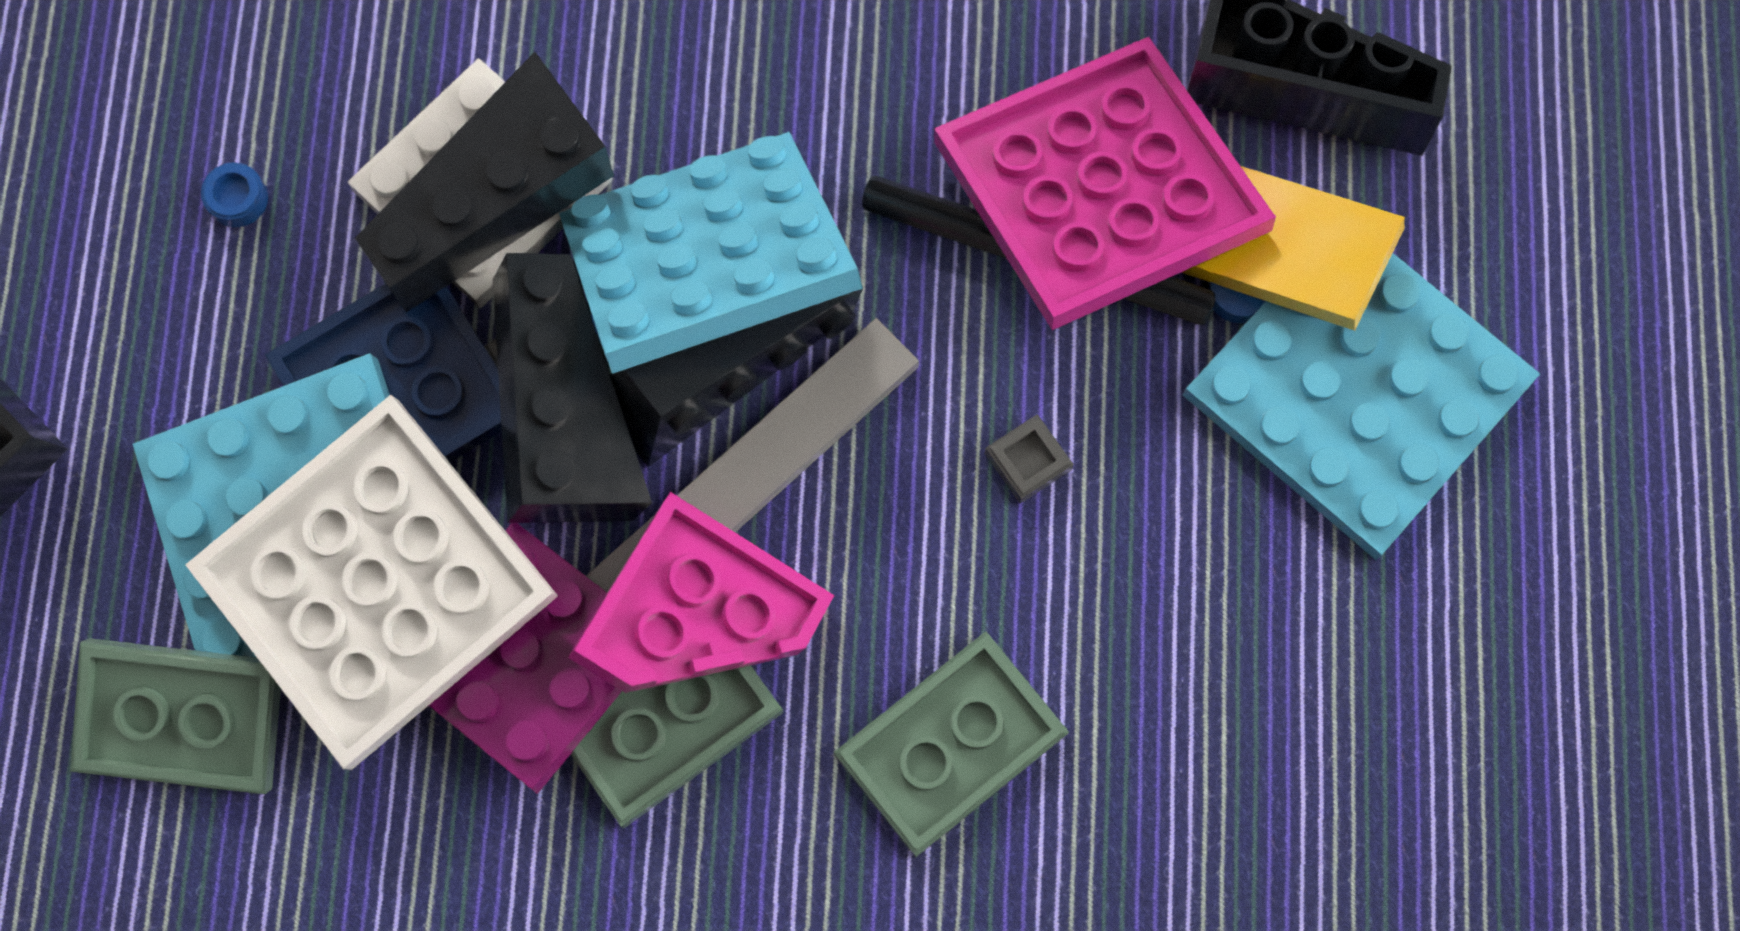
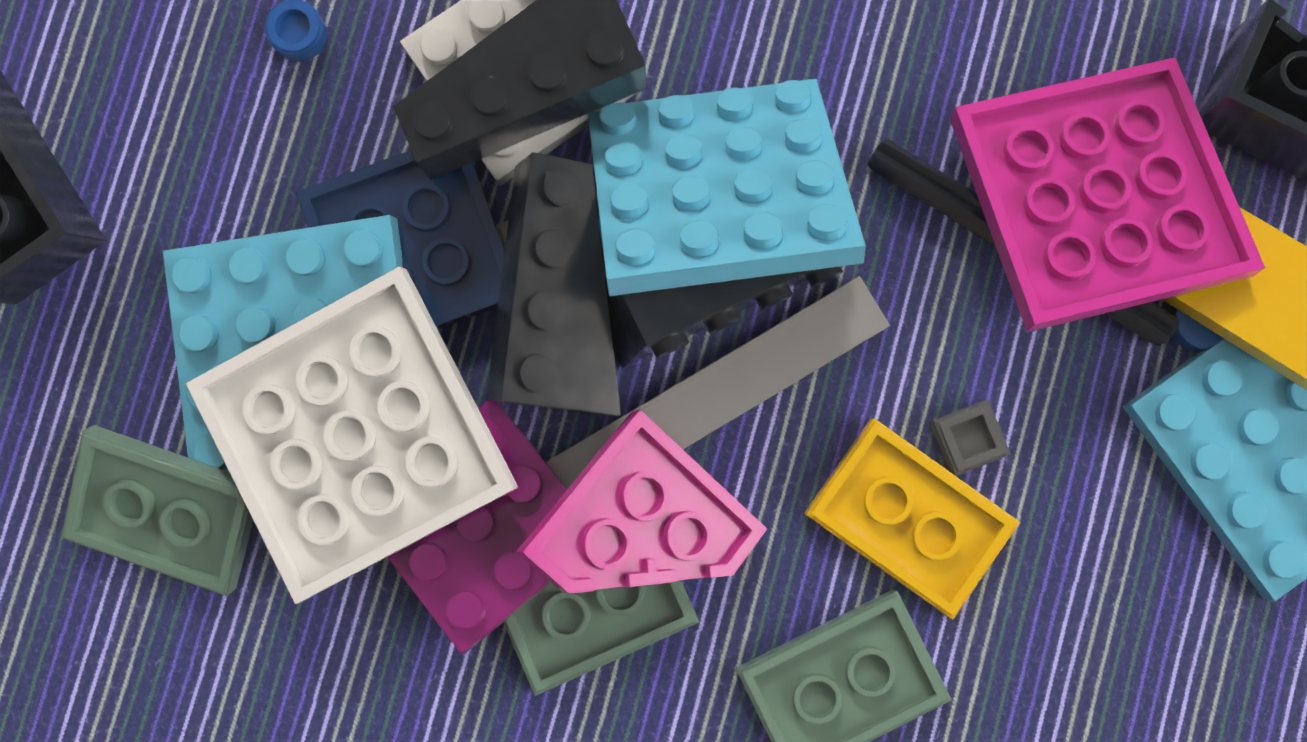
camera: 15 degrees right, 10 degrees up
(985, 554) = (912, 518): none -> yellow tile

